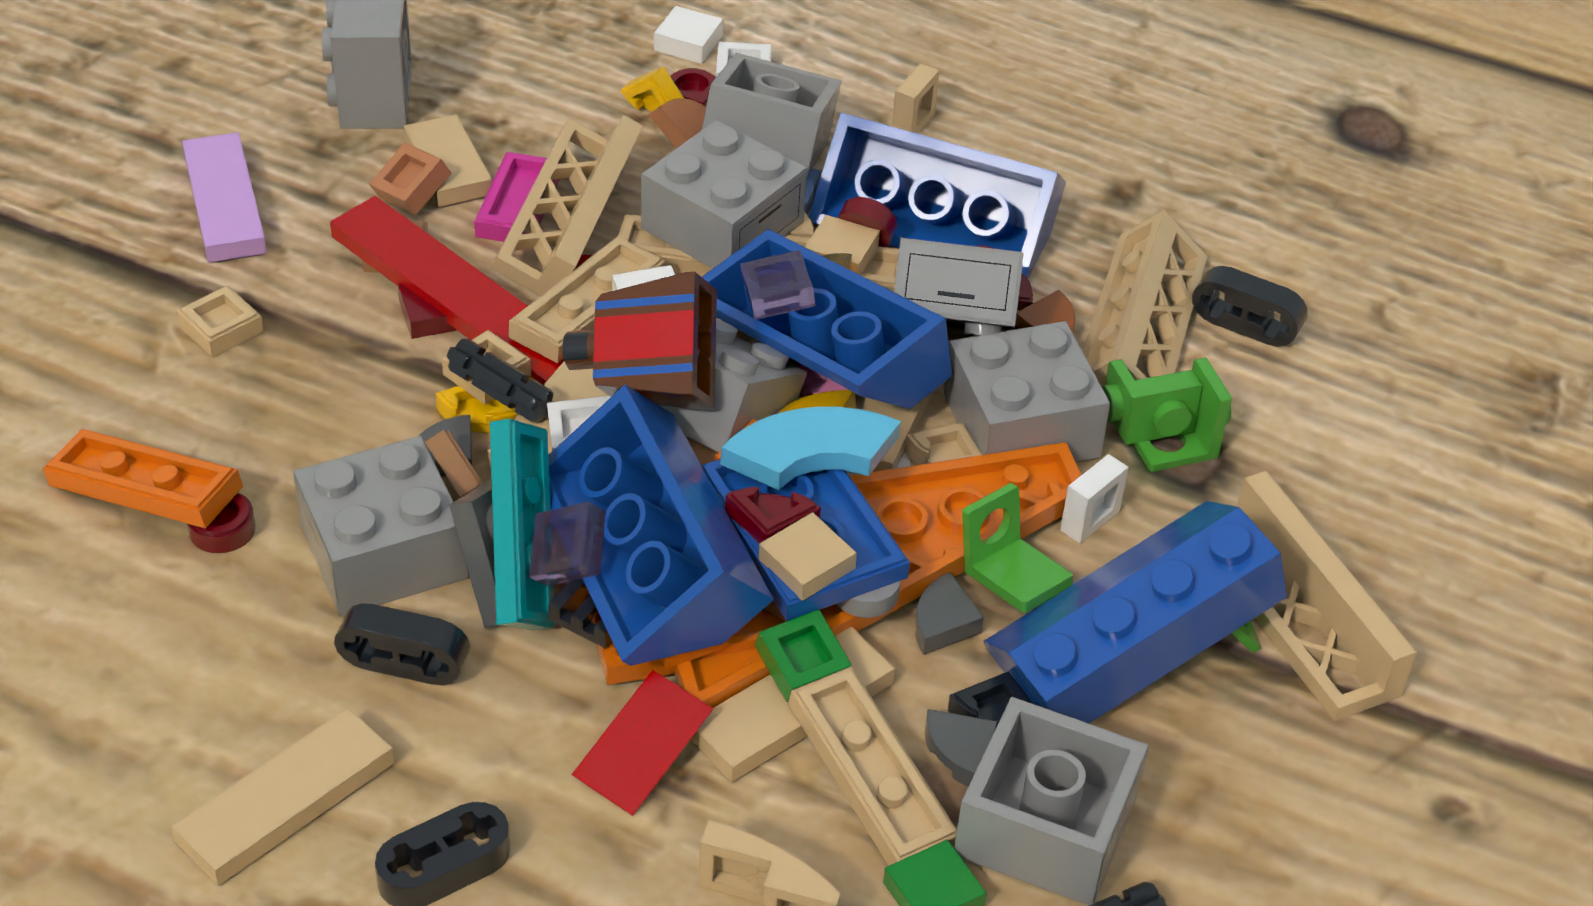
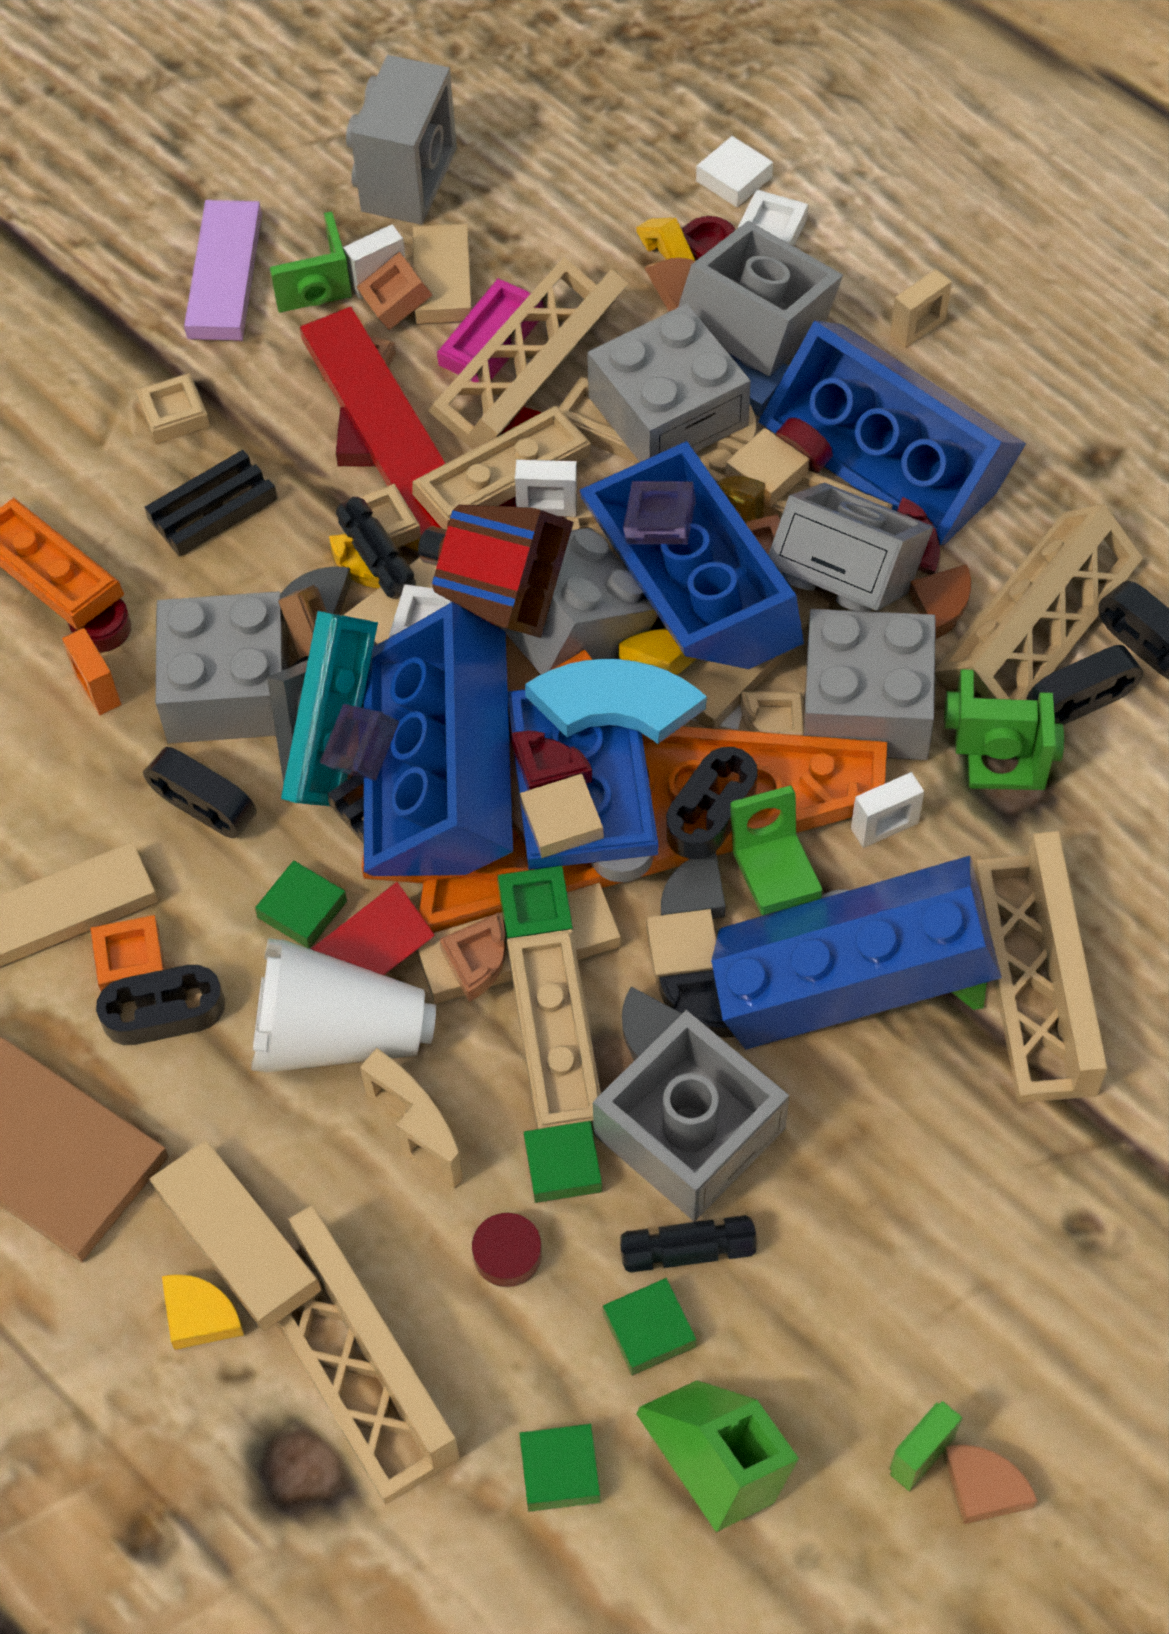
camera: 25 degrees right, 15 degrees up
(237, 561) = (91, 671): none -> orange tile
(288, 388) = (205, 497): none -> black tile
(325, 182) = (313, 279): none -> bright green bracket
(374, 151) = (370, 254): none -> white tile
(380, 812) = (127, 949): none -> orange tile
(552, 724) = (301, 904): none -> green tile
(634, 804) = (333, 1012): none -> white cone
(761, 717) = (476, 954): none -> nougat tile
(944, 526) = (701, 795): none -> black beam
(954, 661) = (681, 942): none -> tan tile
(1228, 349) = (1090, 683): none -> black beam

